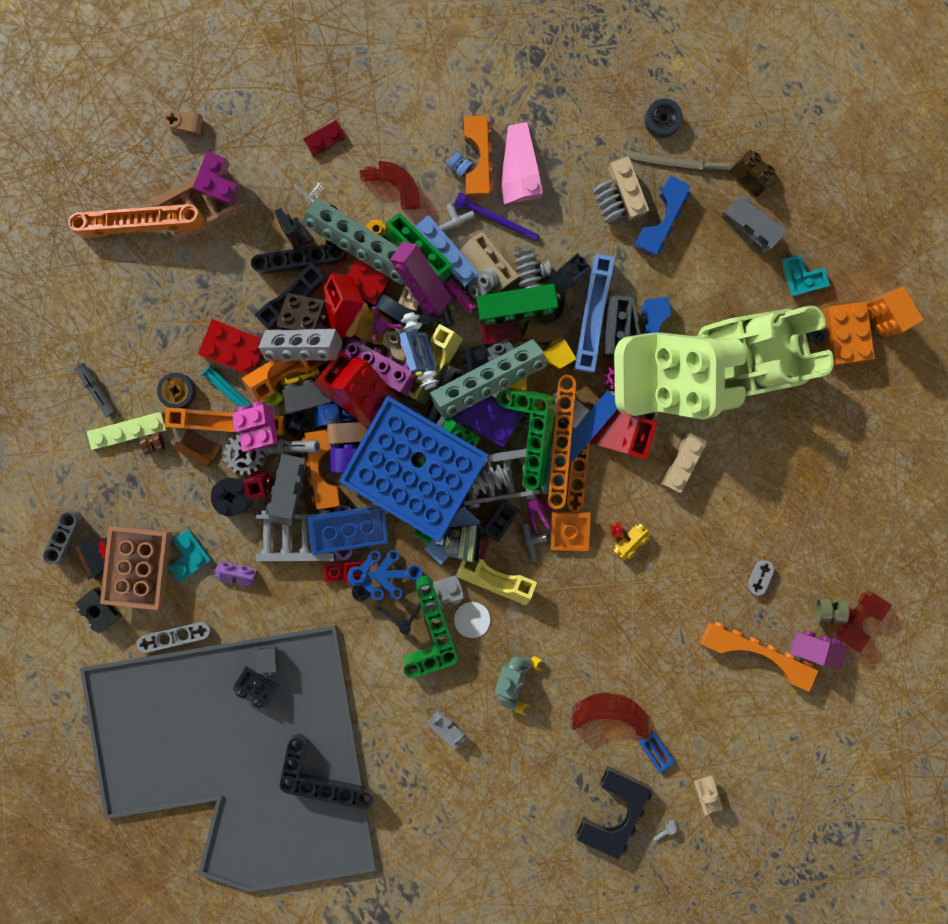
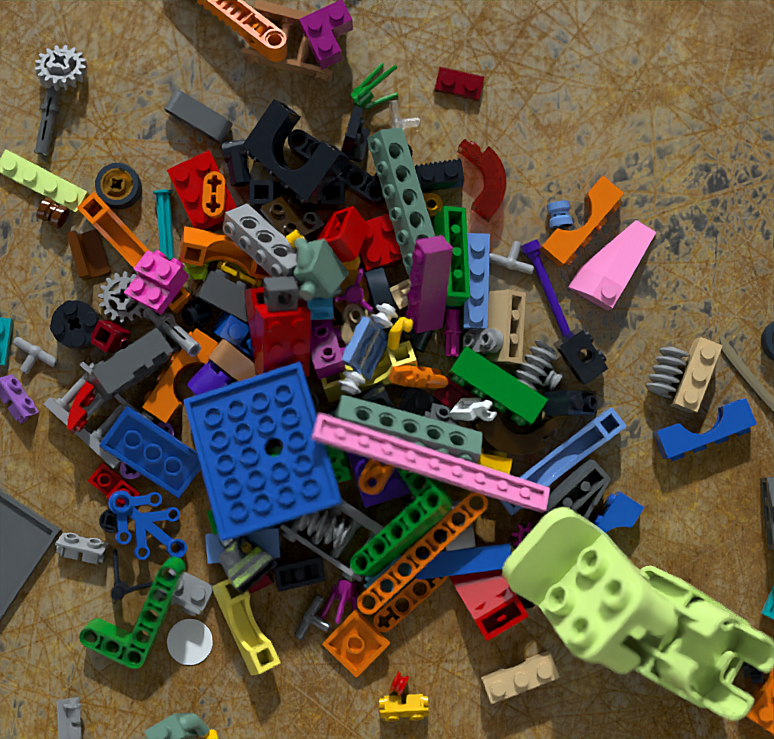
camera: 40 degrees right, 5 degrees down
(72, 350) = (61, 67): none -> light grey gear
(185, 304) = (198, 116): none -> dark grey beam
(221, 537) = (34, 353): none -> light grey piece
(231, 308) = (236, 159): none -> black piece
(238, 345) = (208, 195): none -> orange beam
(244, 284) = (267, 144): none -> black arch
(272, 199) = (362, 94): none -> green plant
(283, 548) = (77, 416): none -> red slope
(332, 363) = (277, 285): none -> dark grey brick
(346, 329) = (317, 268): none -> sand green torso
(350, 627) = (71, 544): none -> light grey hinge
(366, 205) = (440, 175): none -> black brick
(366, 350) = (321, 308): none -> dark azure panel
(426, 324) = (396, 331): none -> yellow arm
(464, 341) = (417, 377): none -> orange hinge
(490, 419) = (376, 471): none -> orange plate
(512, 332) = (470, 408): none -> white plate
(519, 385) = (430, 463): none -> bright pink plate
(538, 239) = (569, 349): none -> black brick

